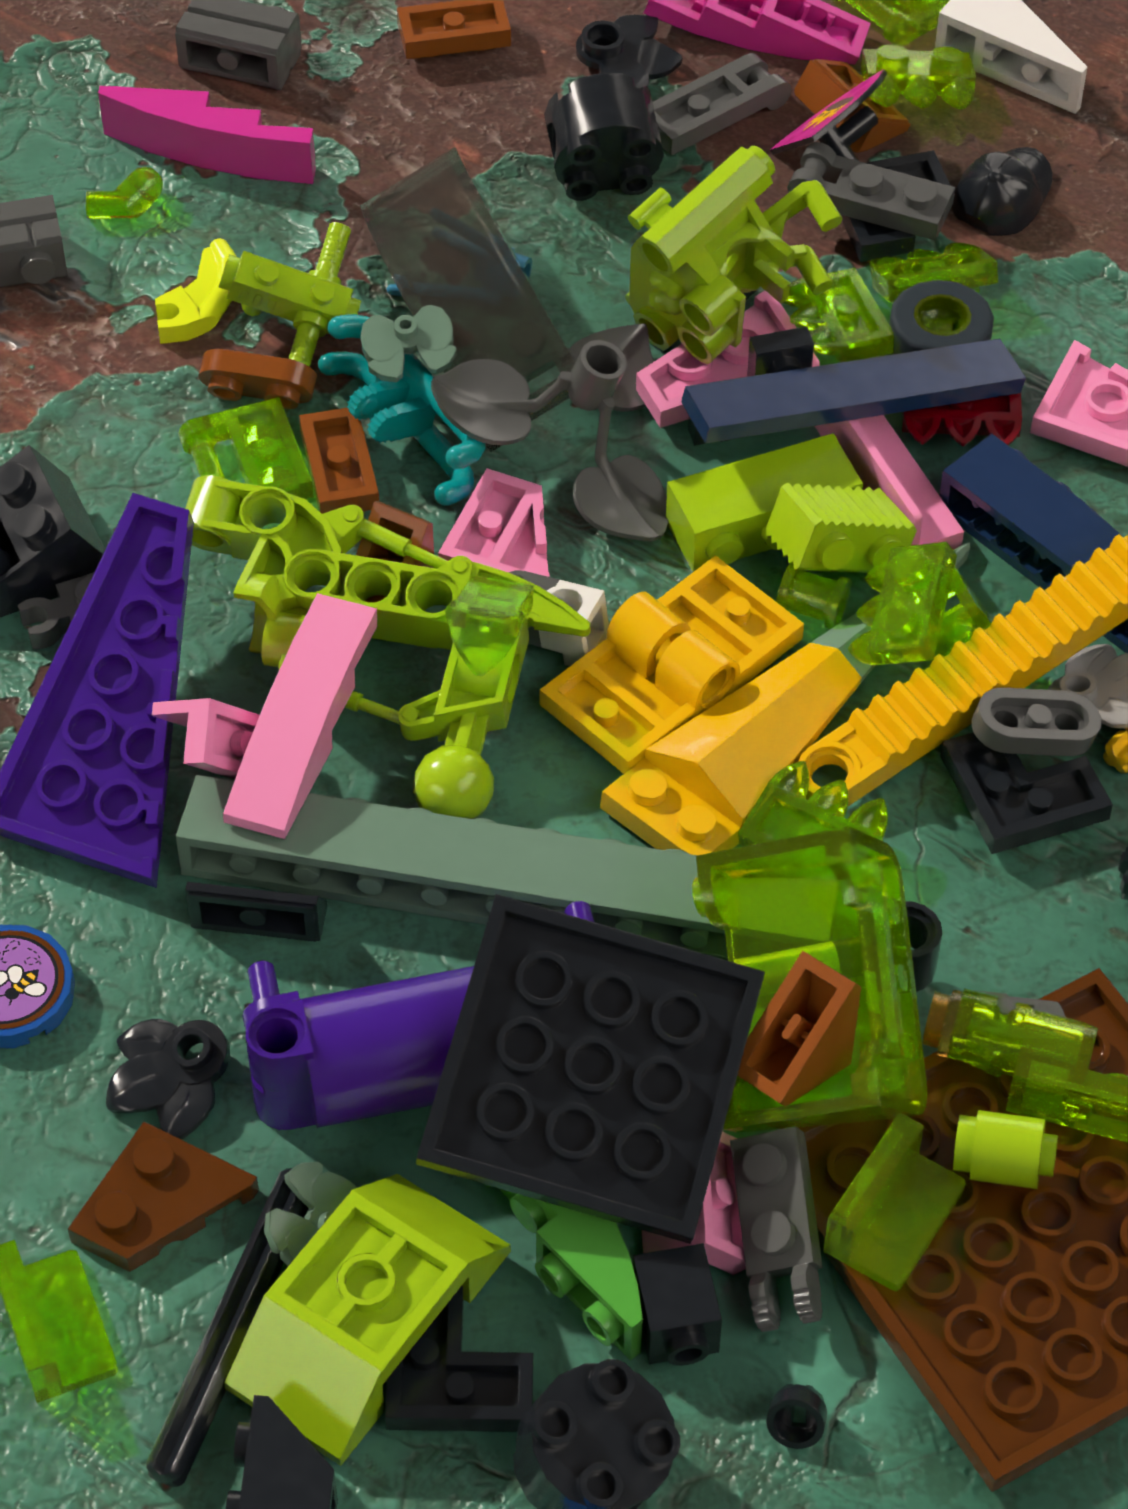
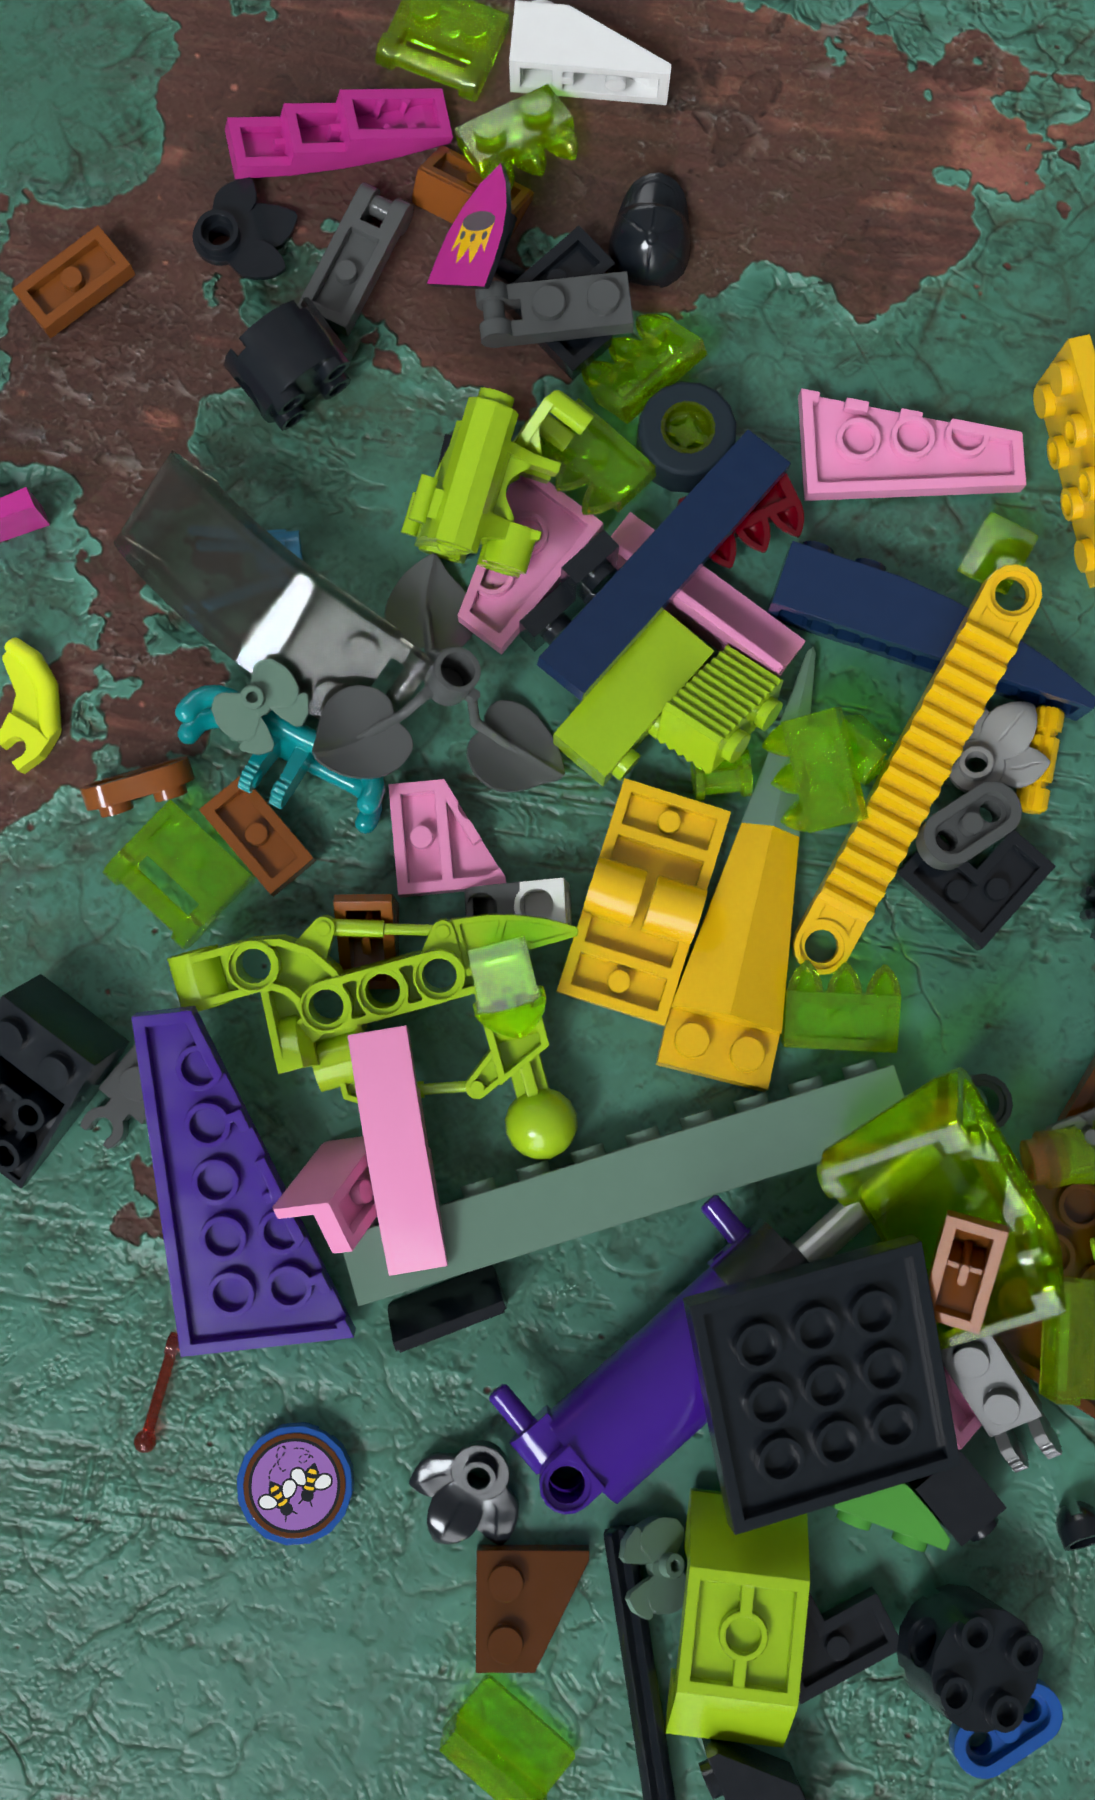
camera: 30 degrees left, 30 degrees up
(298, 296) = (138, 680): lime piece -> none

